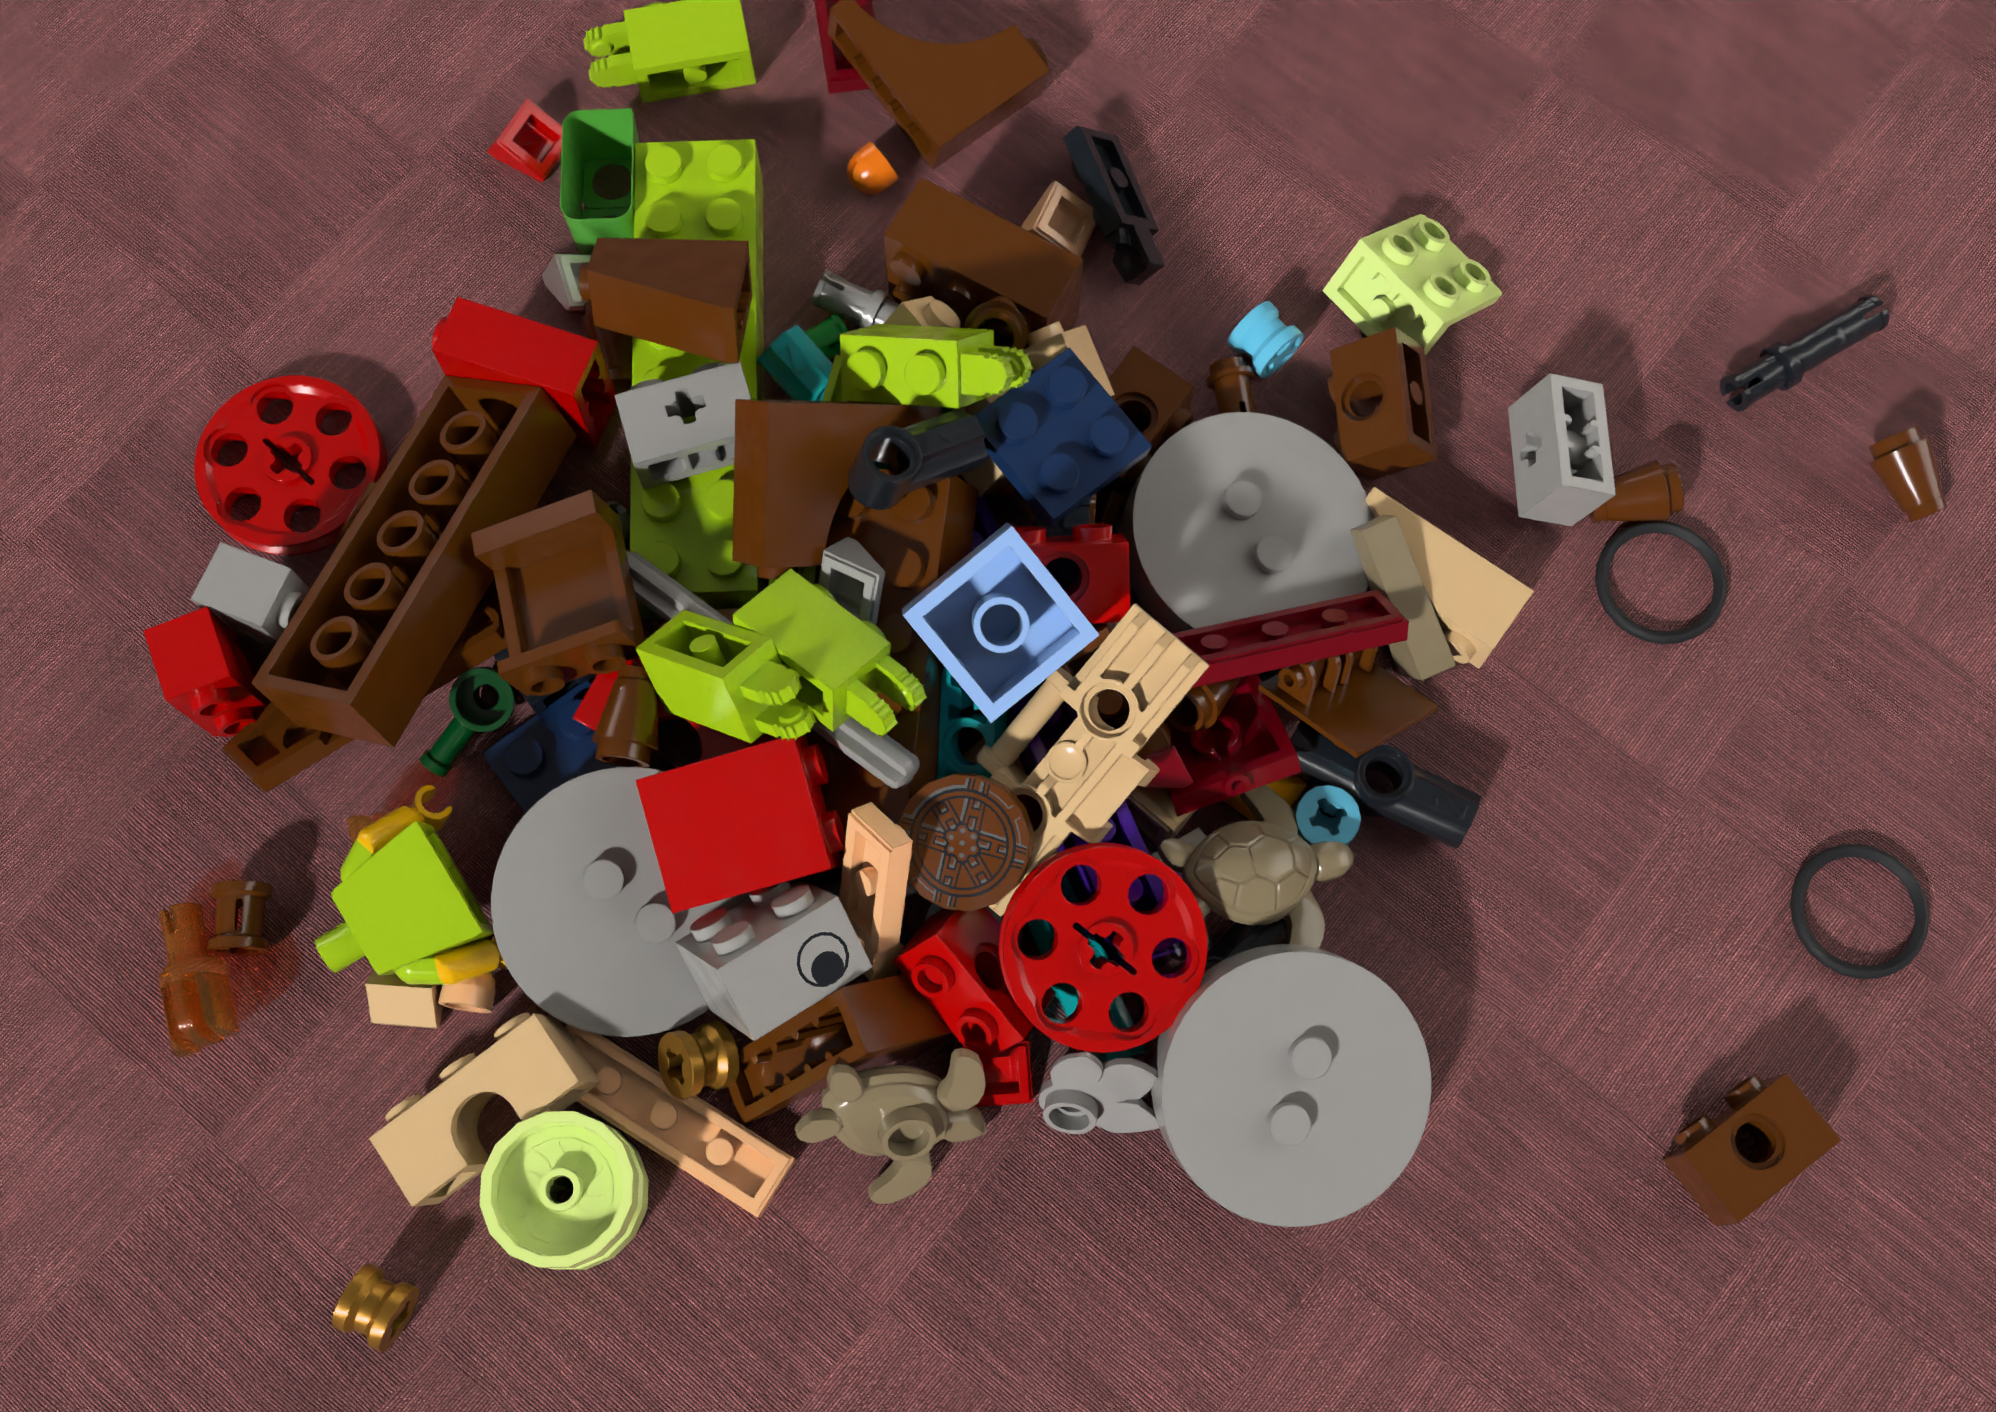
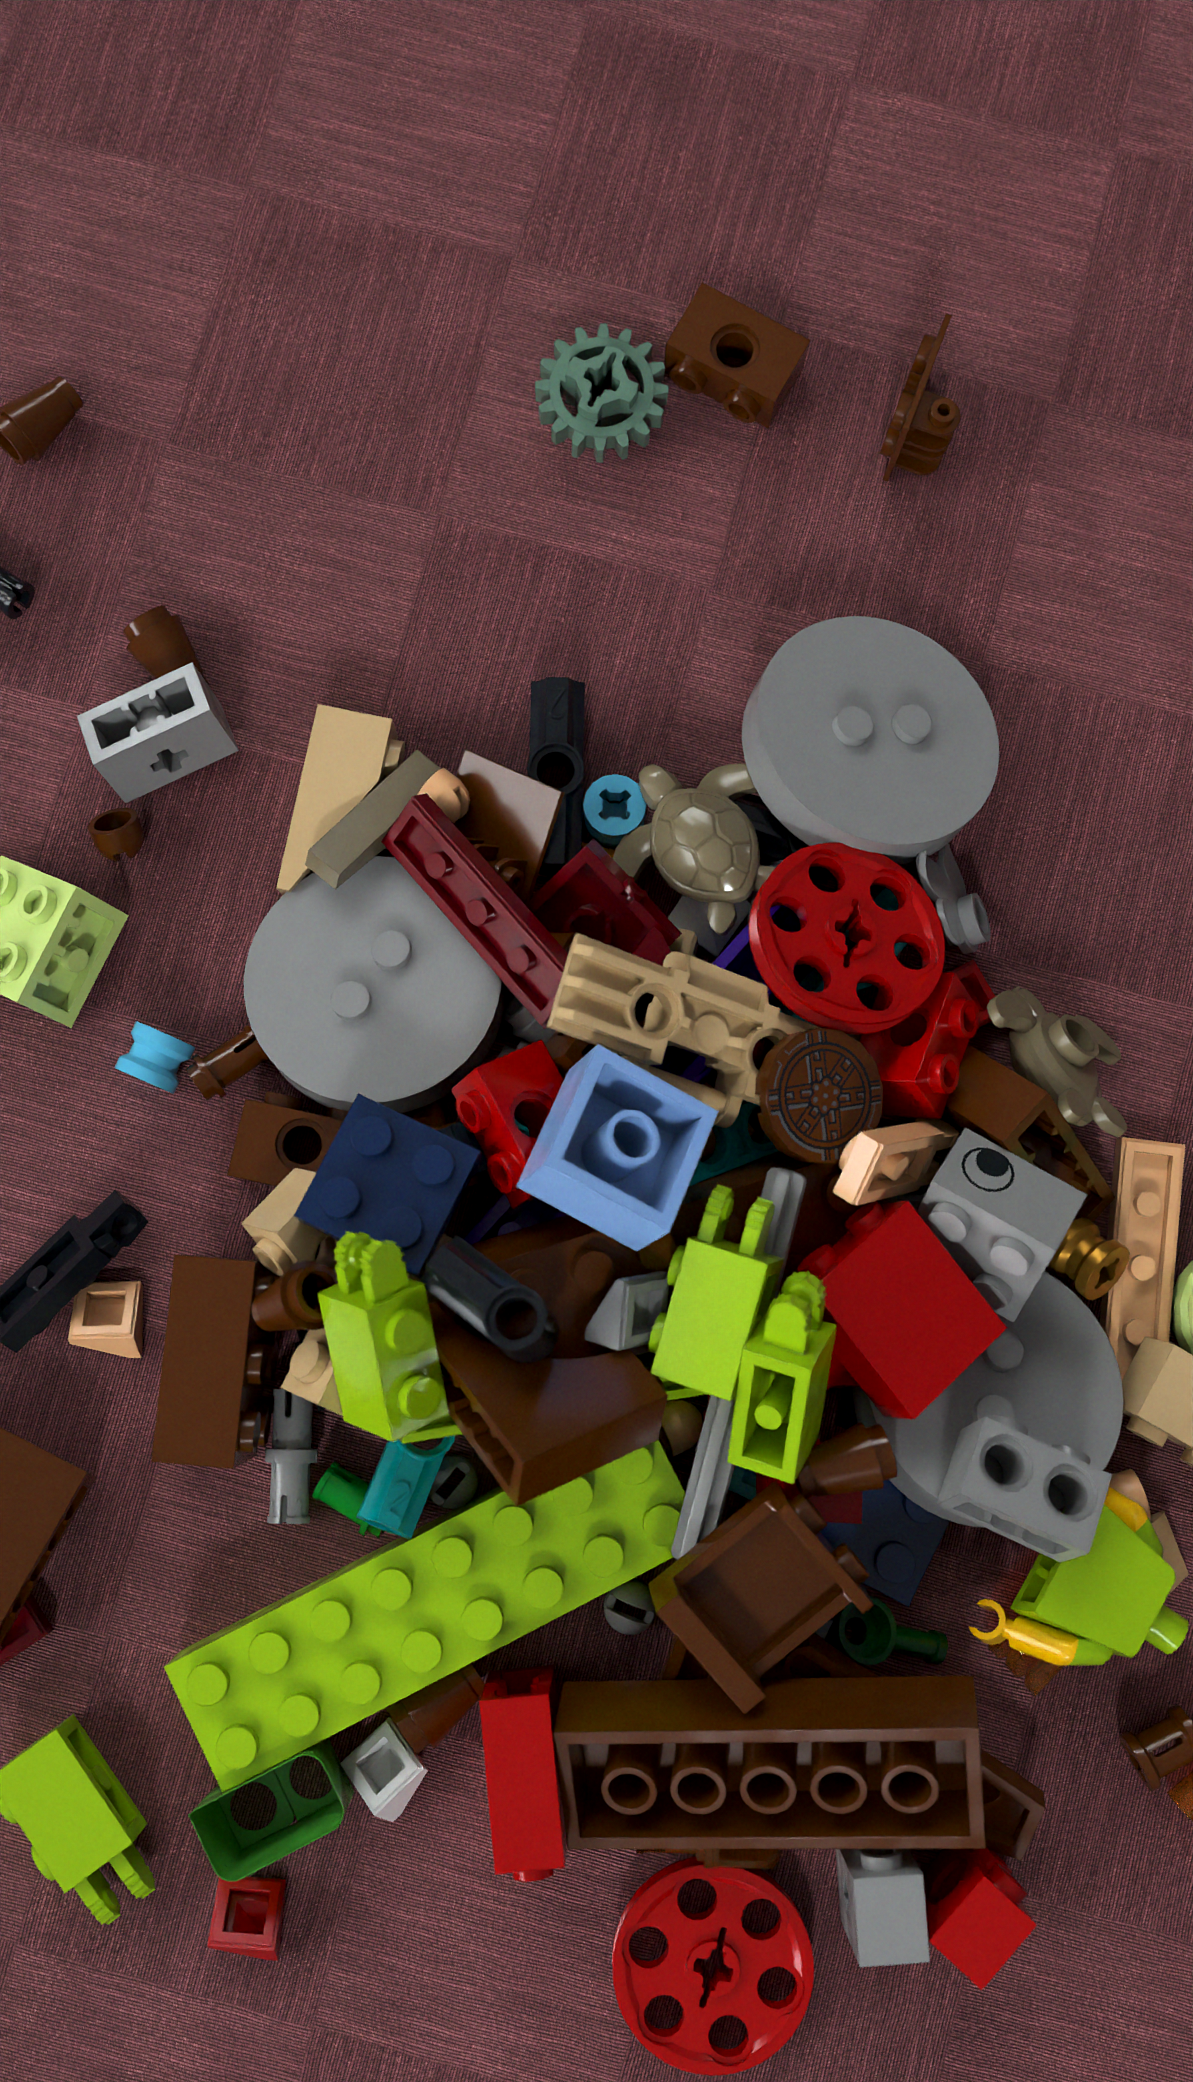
camera: 120 degrees left, 10 degrees up
(515, 846) = (1022, 1504): none -> light grey brick
(655, 427) = (560, 1578): light grey brick -> none
(672, 292) = (397, 1649): reddish brown slope -> none
(870, 170) = (132, 1538): orange hinge -> none
(1399, 664) = (448, 794): none -> light nougat hinge
(1402, 428) = (197, 885): reddish brown brick -> none
(1482, 389) = (117, 833): none -> reddish brown hinge
(1611, 1286) = (922, 419): none -> reddish brown hinge
(1637, 630) = (242, 549): black tyre -> none
(1782, 985) = (583, 373): none -> sand green gear
(1913, 887) = (482, 284): black tyre -> none

